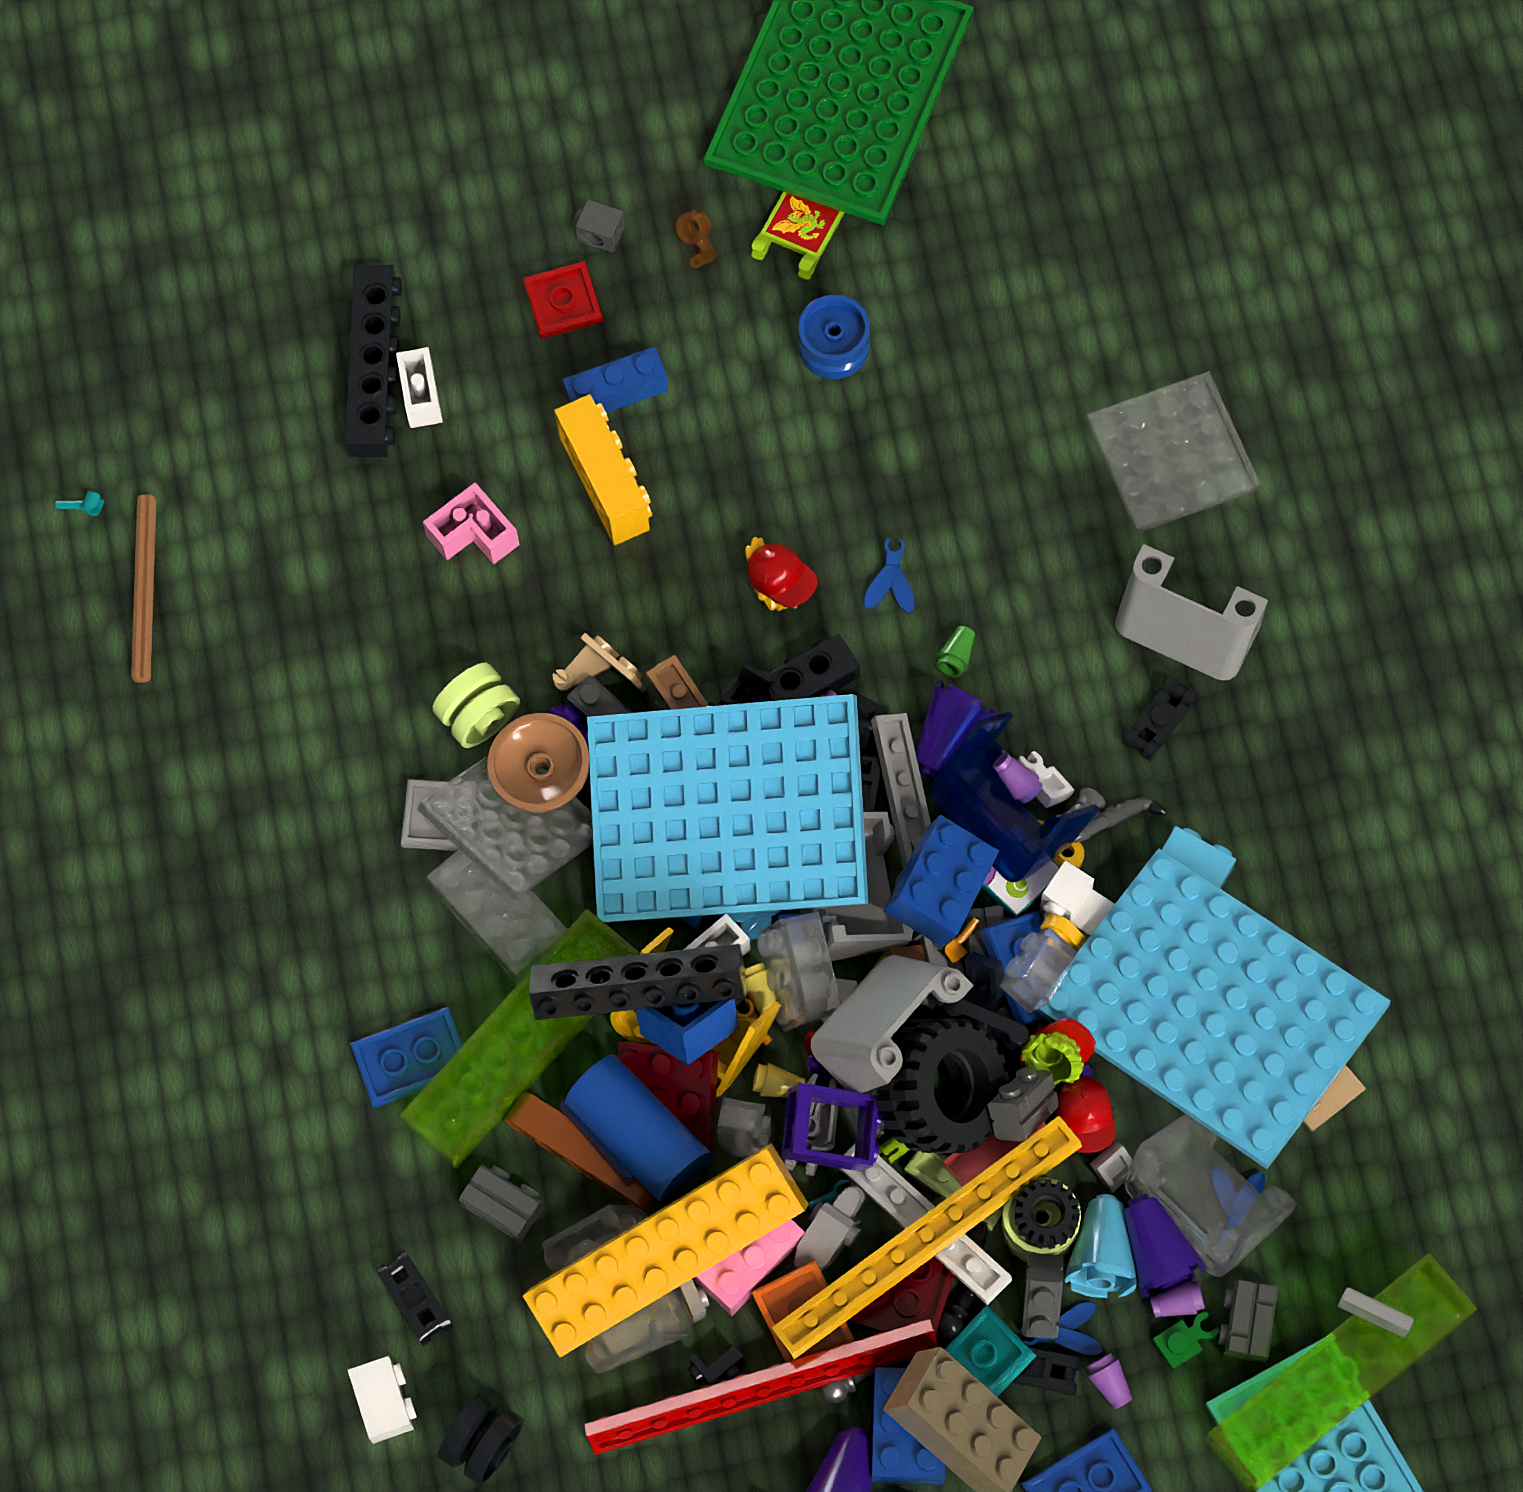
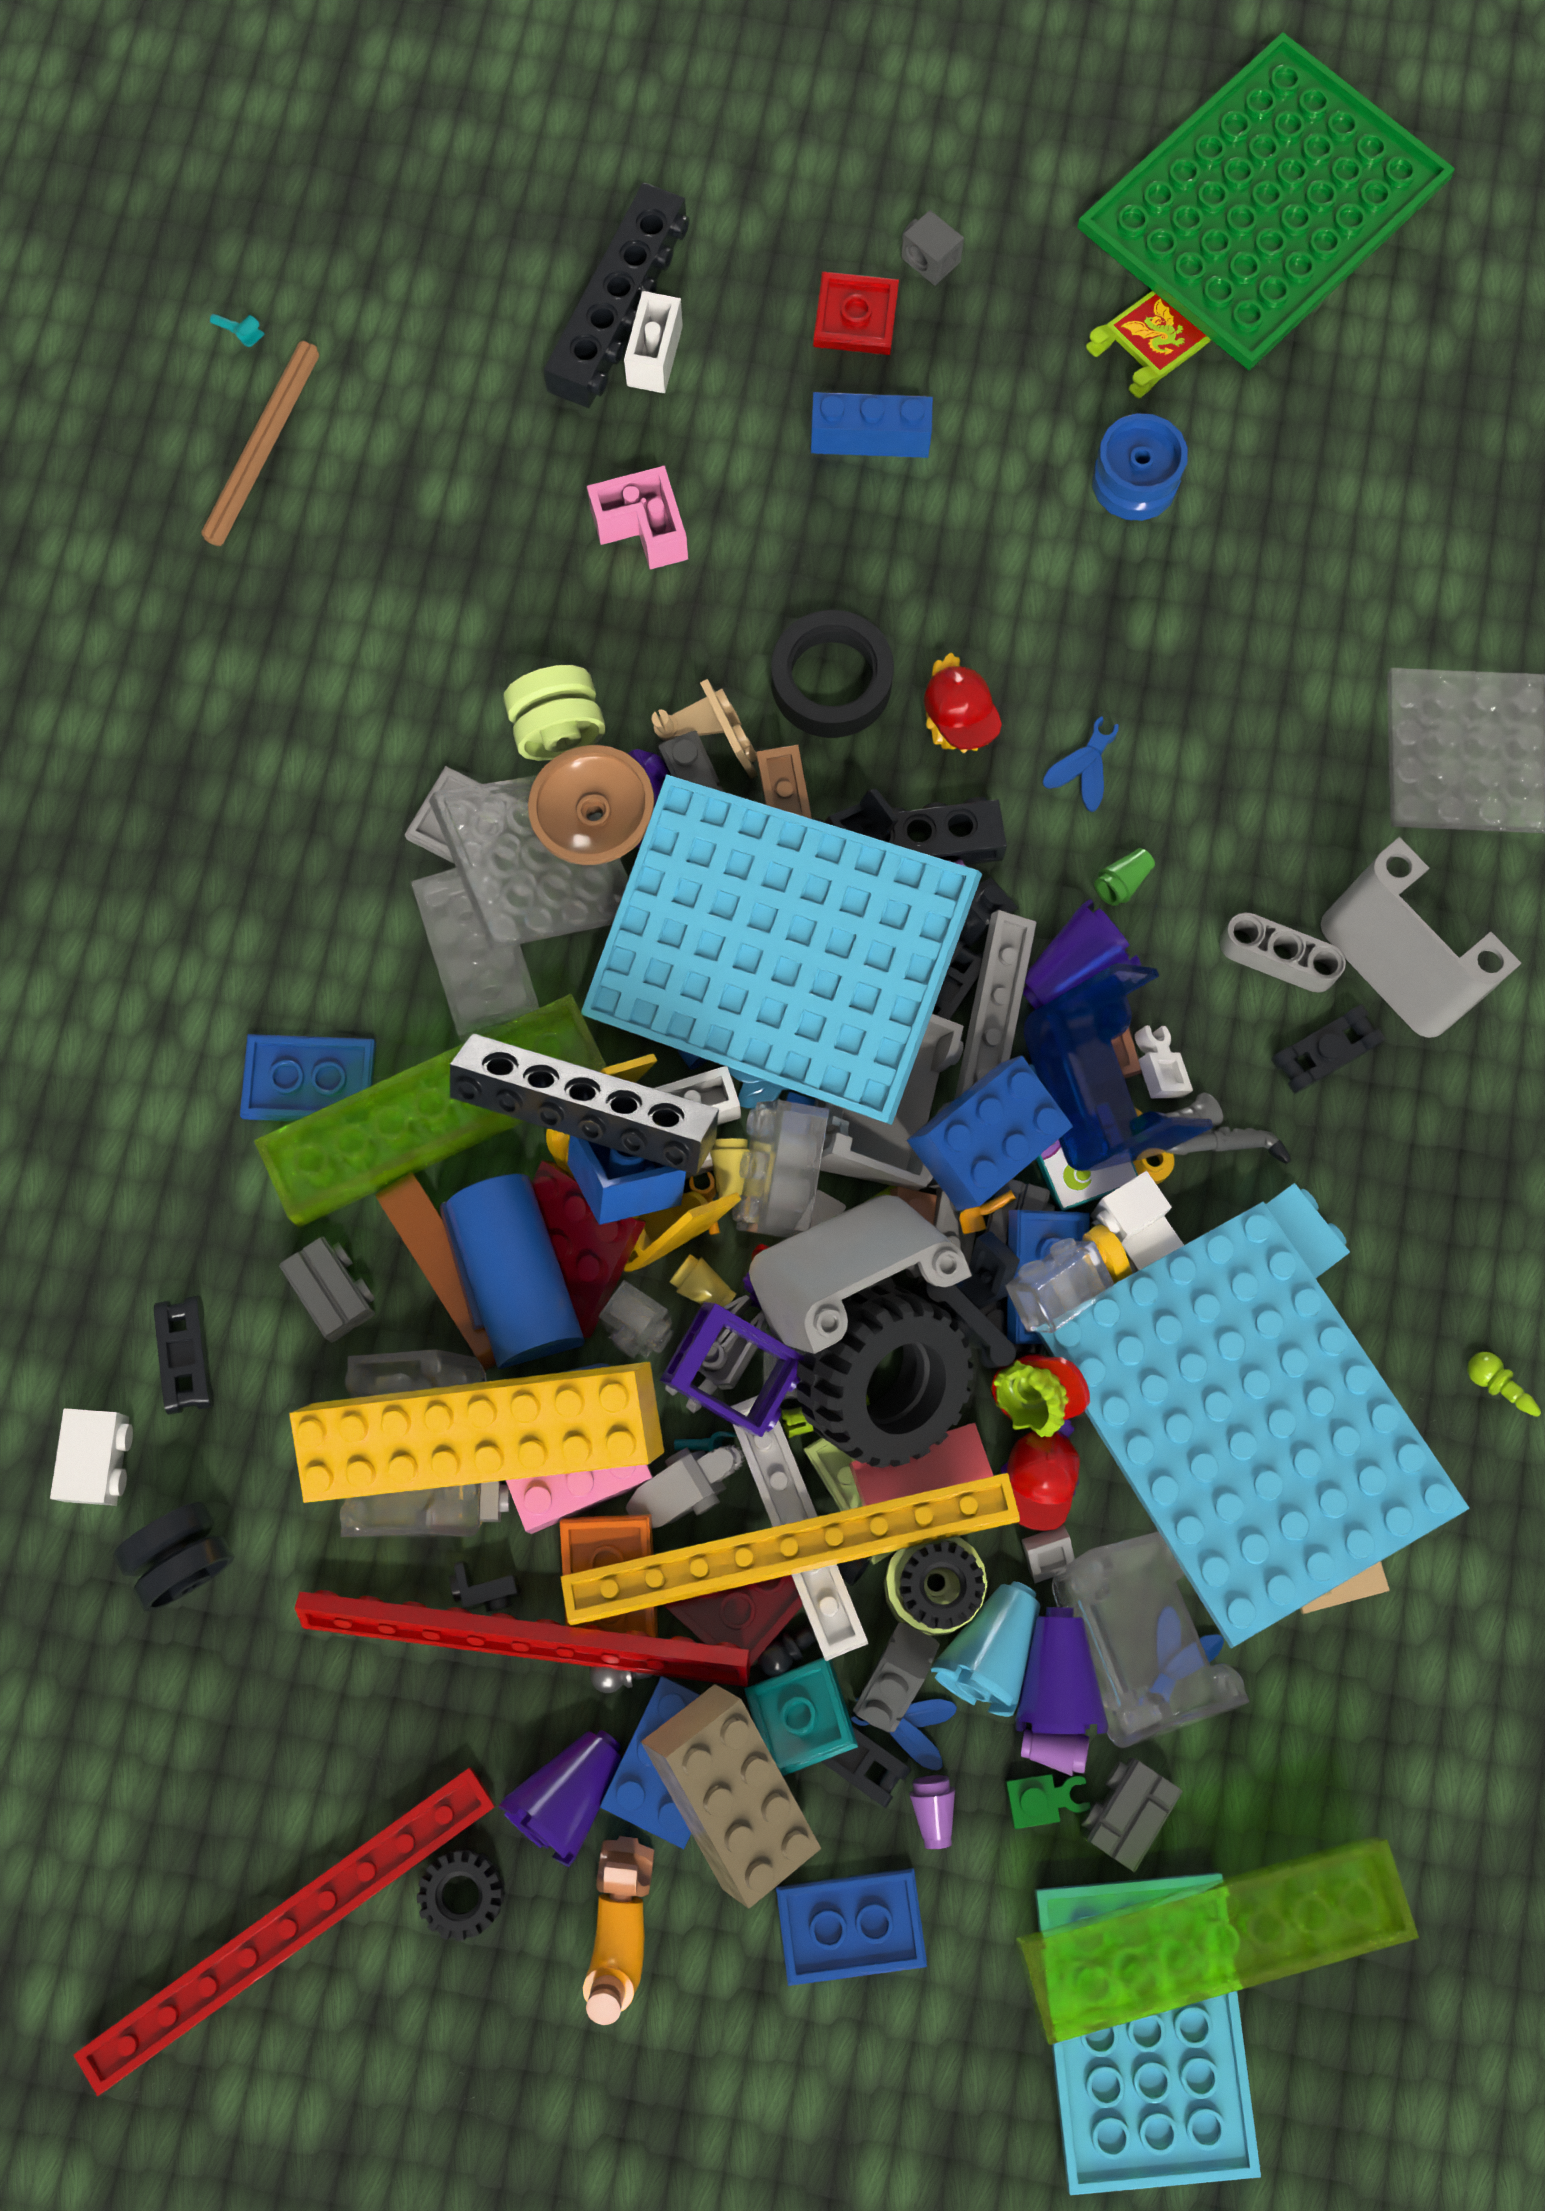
camera: 20 degrees right, 5 degrees up
(603, 469) = (816, 509): yellow brick -> none
(670, 550) = (839, 628): none -> black tyre
(690, 235) = (1027, 297): clear orange plate -> none
(1018, 779) = (1132, 1050): medium lavender cone -> none
(1023, 1104) = (971, 1439): dark grey brick -> none
(1110, 651) = (1302, 950): none -> light grey beam
(1372, 904) = (1488, 1371): none -> lime bar
(1375, 1312) = (1291, 1891): light grey tile -> none

